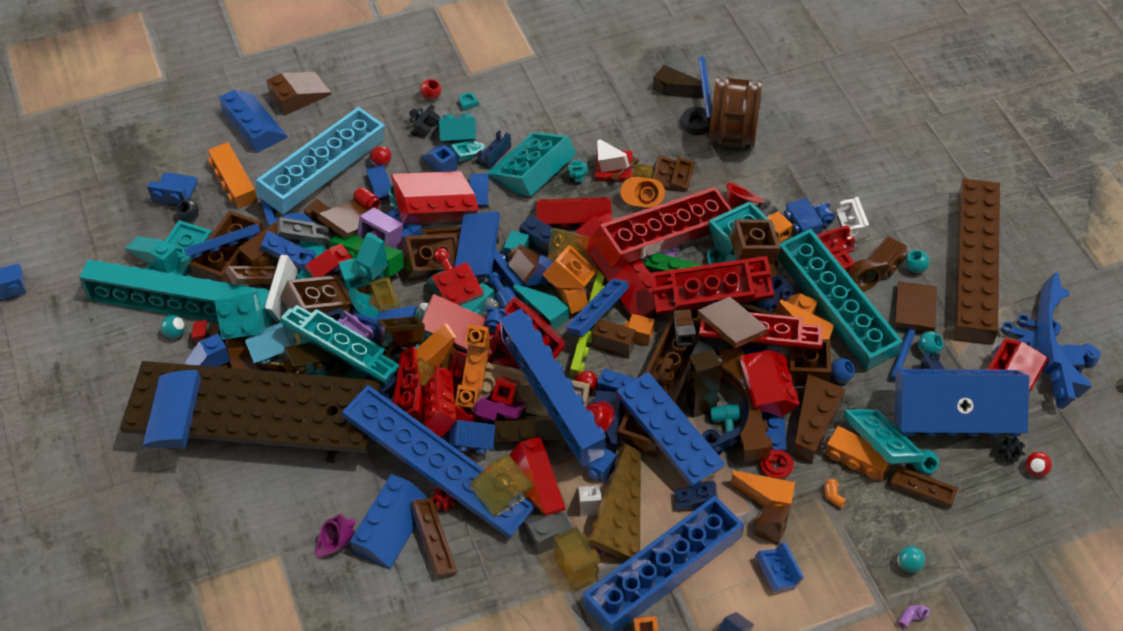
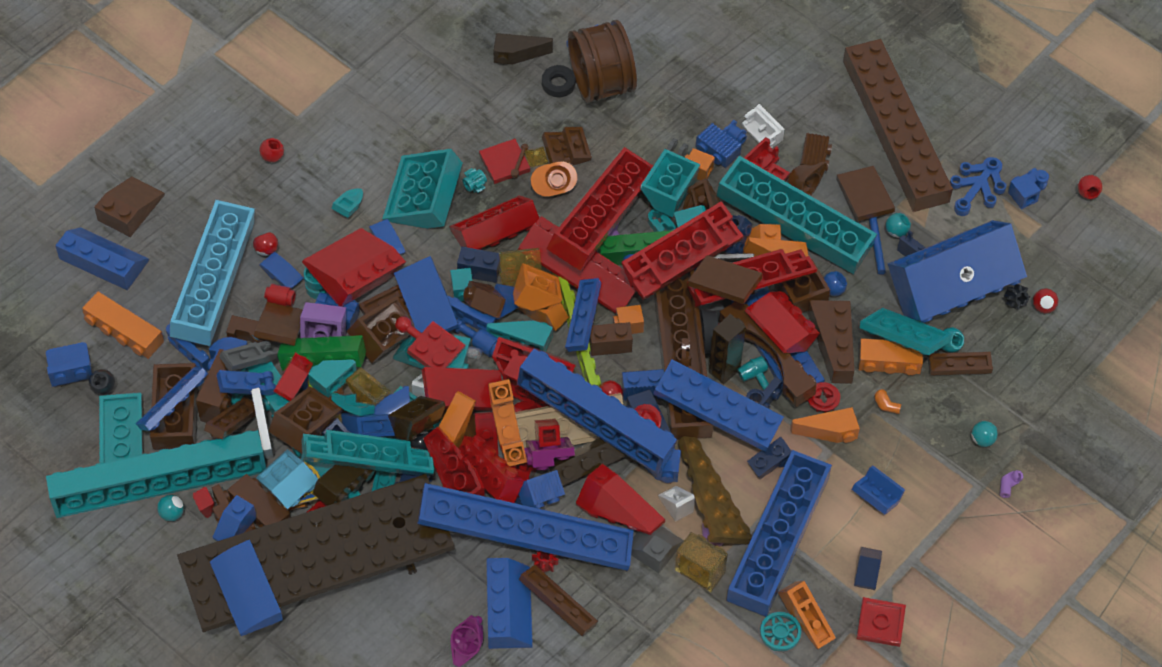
camera: 30 degrees left, 5 degrees up
(155, 252) = (100, 439): teal slope -> none
(240, 315) = (247, 467): teal brick -> none
(353, 323) = (363, 428): medium lavender hinge -> none
(371, 257) = (345, 355): teal slope -> none
(421, 119) = (281, 185): black hips -> none
(425, 371) = (462, 444): clear yellow slope -> none
(441, 159) = (330, 222): blue slope -> none
(458, 127) = (325, 180): teal slope -> none
(468, 101) = (315, 147): teal tile -> none
(493, 318) = (491, 367): blue brick -> none
(494, 151) = (376, 191): dark blue hinge -> none
(501, 485) = (598, 523): clear yellow slope -> none
(610, 157) = (502, 154): white slope -> none
(684, 328) = (677, 302): flat silver leg -> none
(705, 85) = (552, 42): blue bar -> none
(739, 195) = (649, 147): red piece -> none
(754, 239) = (698, 189): reddish brown brick -> none
(772, 523) = (852, 453): reddish brown slope -> none
(917, 261) = (845, 148): teal piece -> none
(1019, 356) = (982, 208): slope -> none
(1064, 377) = (1029, 210): blue slope -> none

